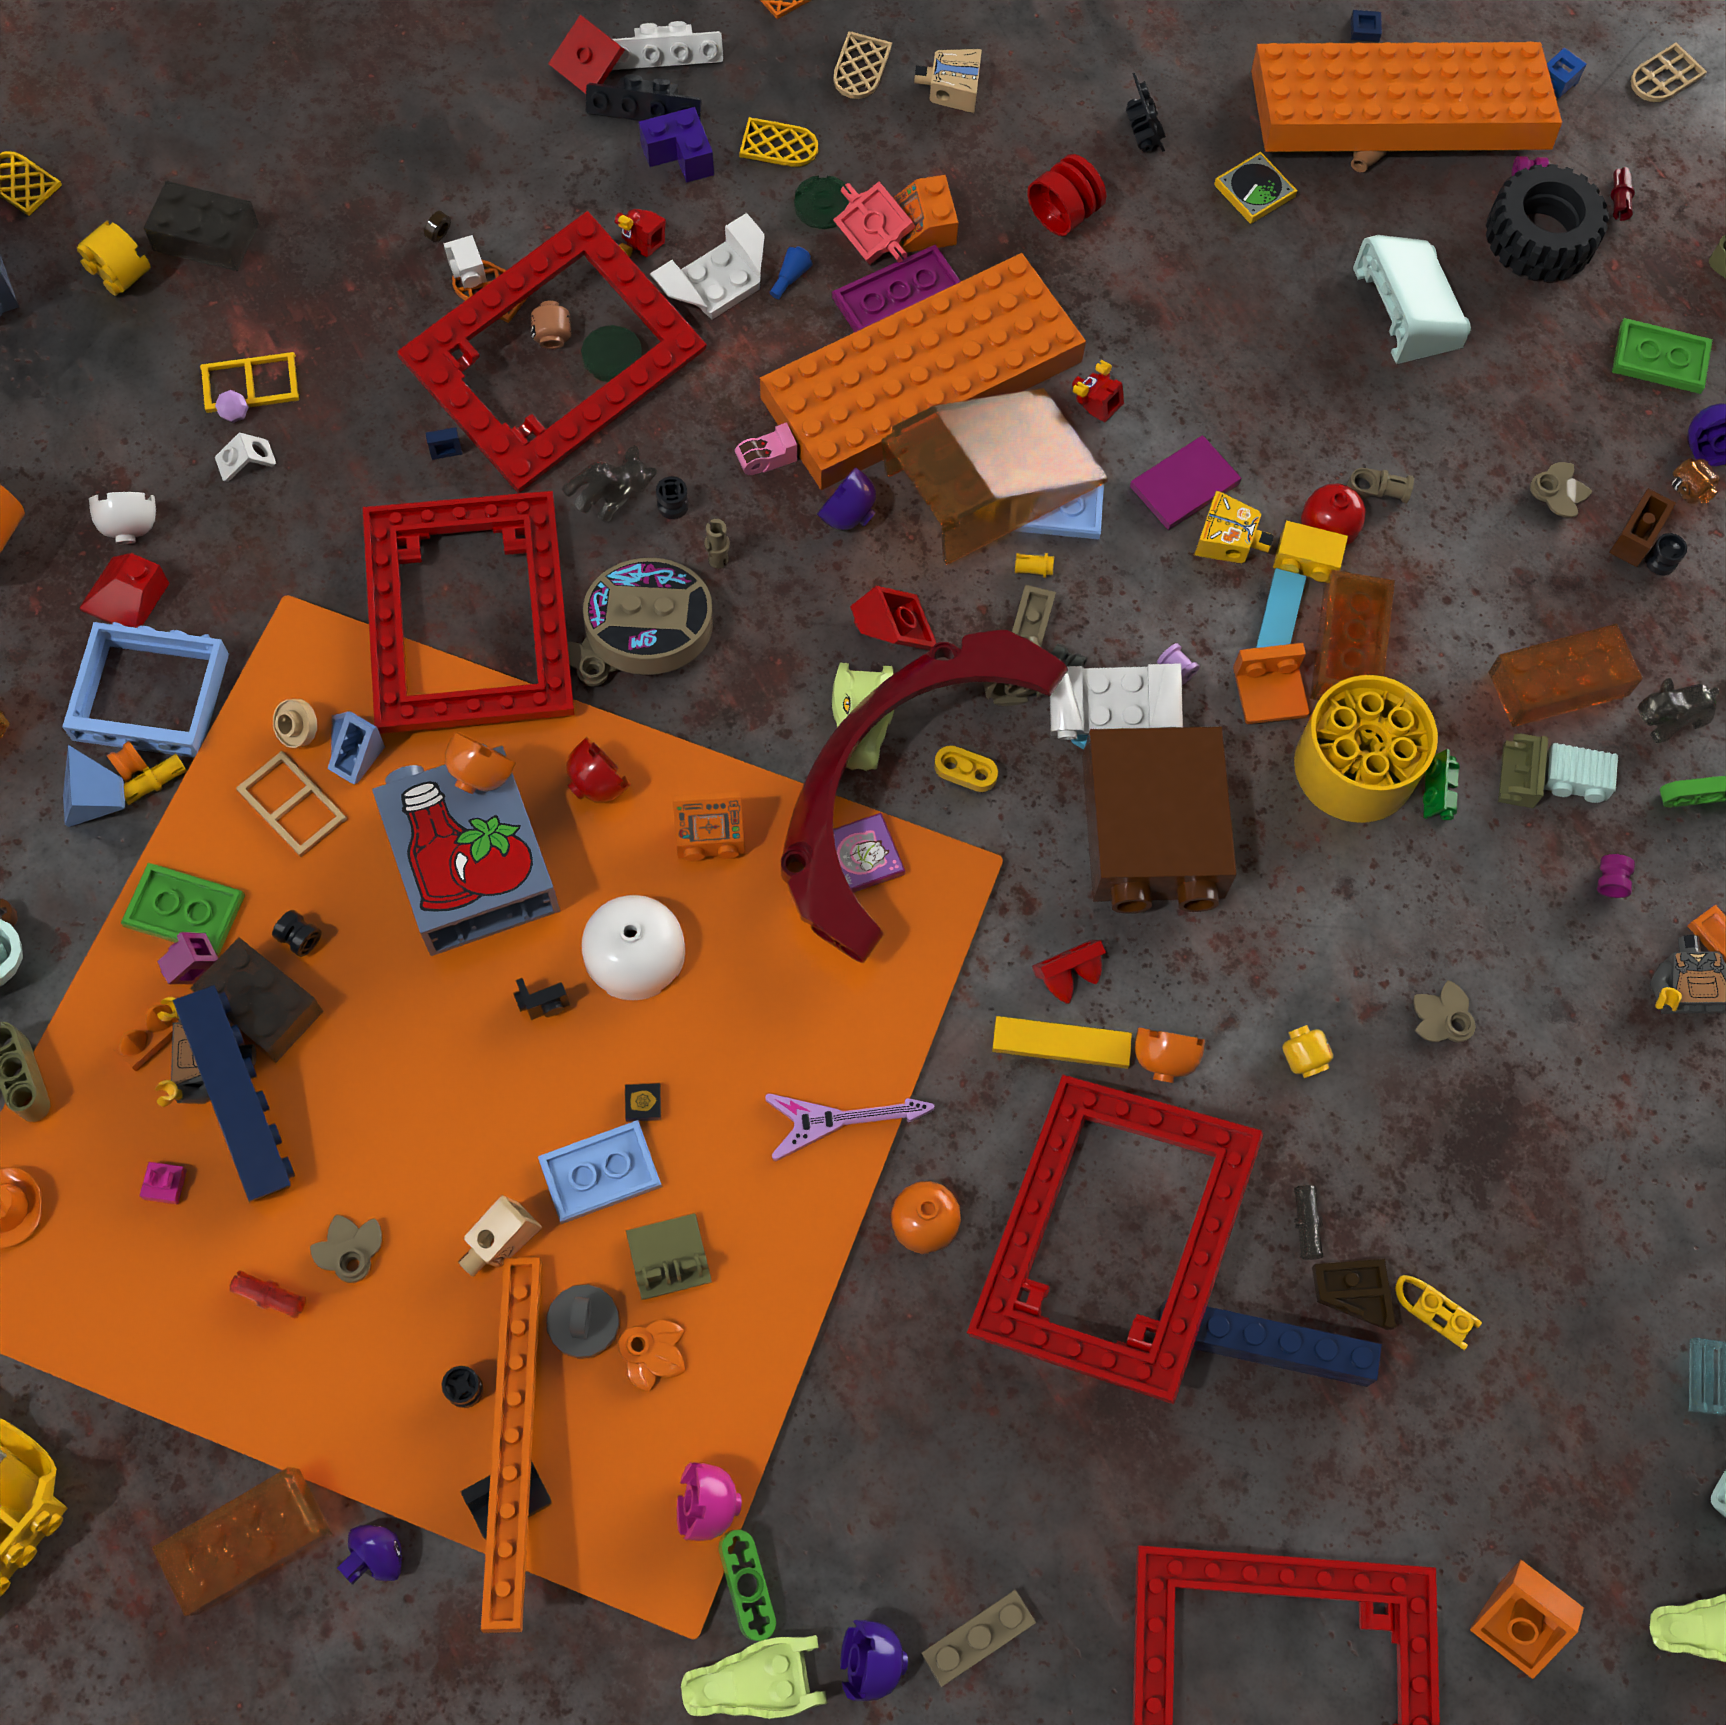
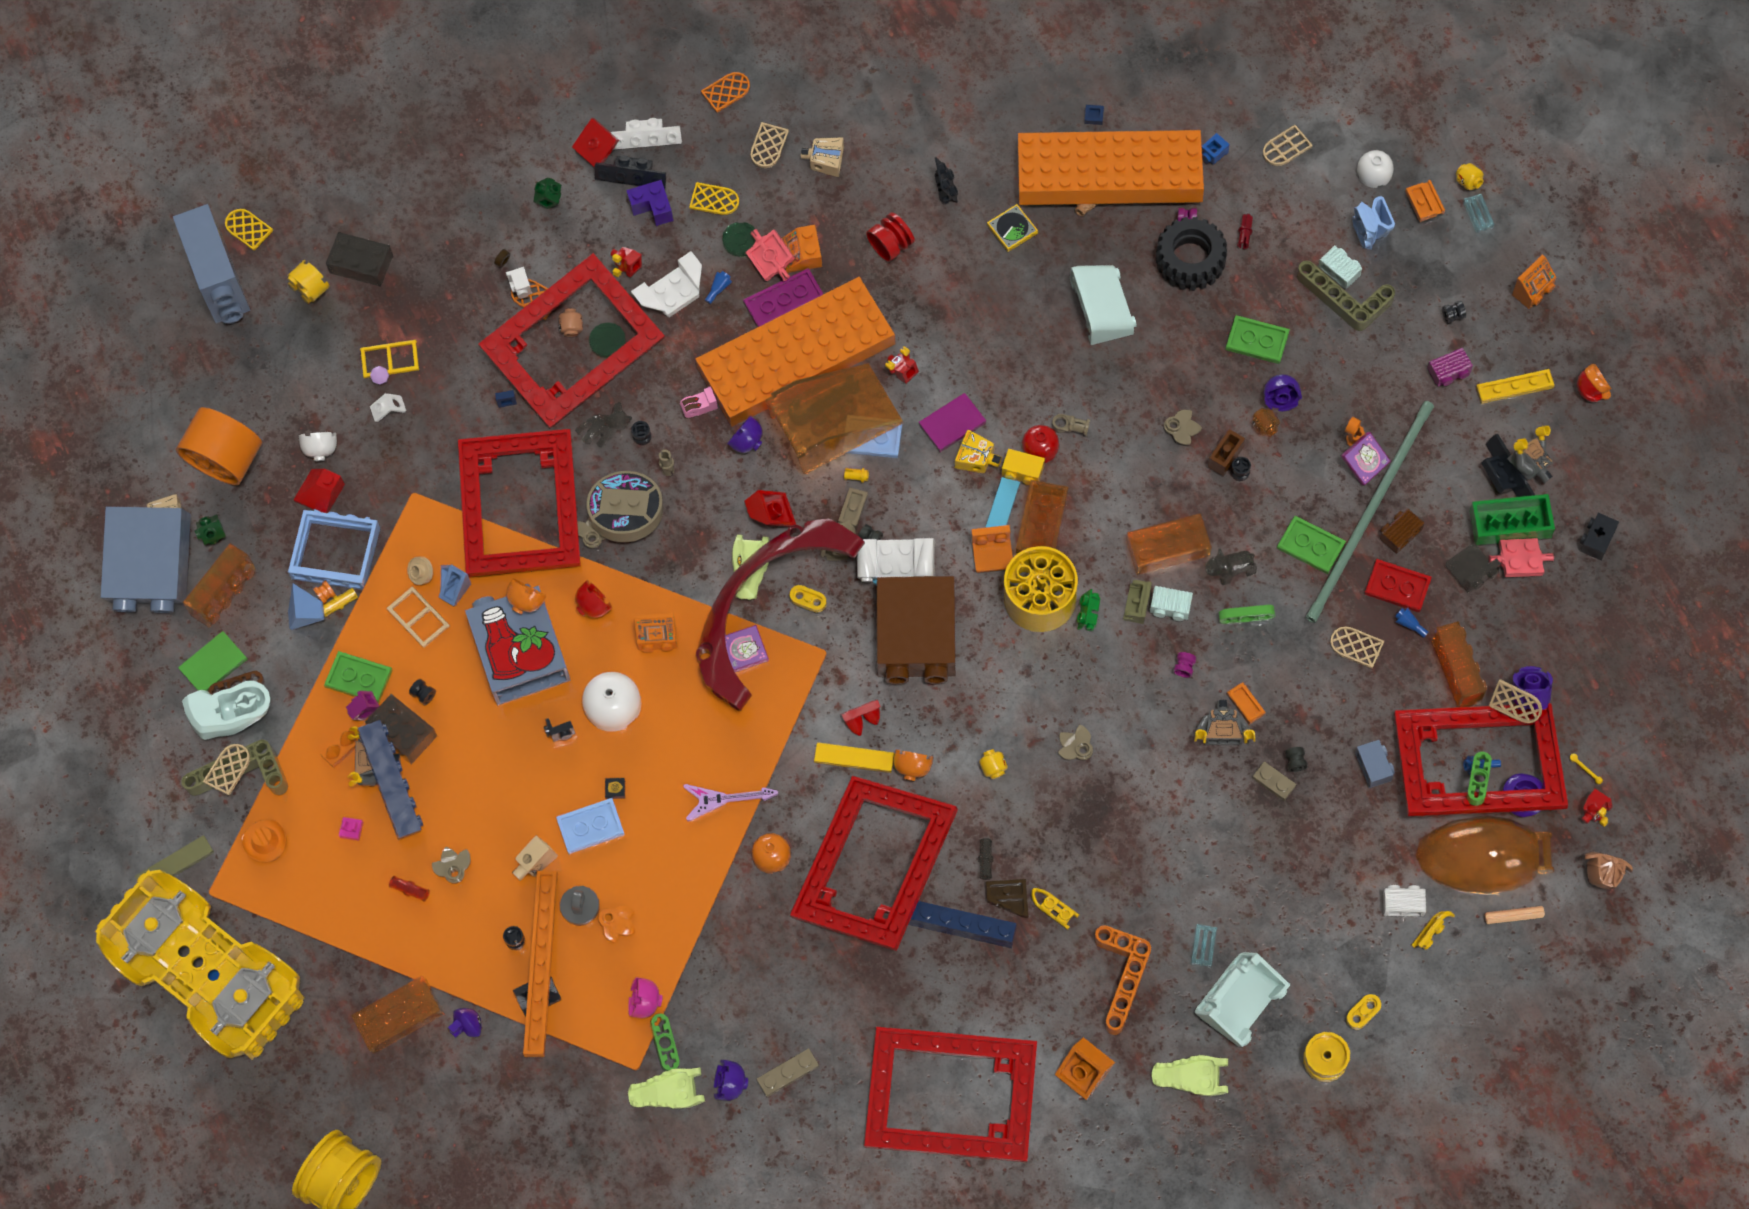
camera: 10 degrees right, 0 degrees up
(510, 128) = (547, 193): none -> dark green brick
(668, 1256) = (627, 871): olive hinge -> none
(1175, 656) = (940, 538): lavender bush -> none
(1583, 1435) = (1128, 976): none -> orange beam

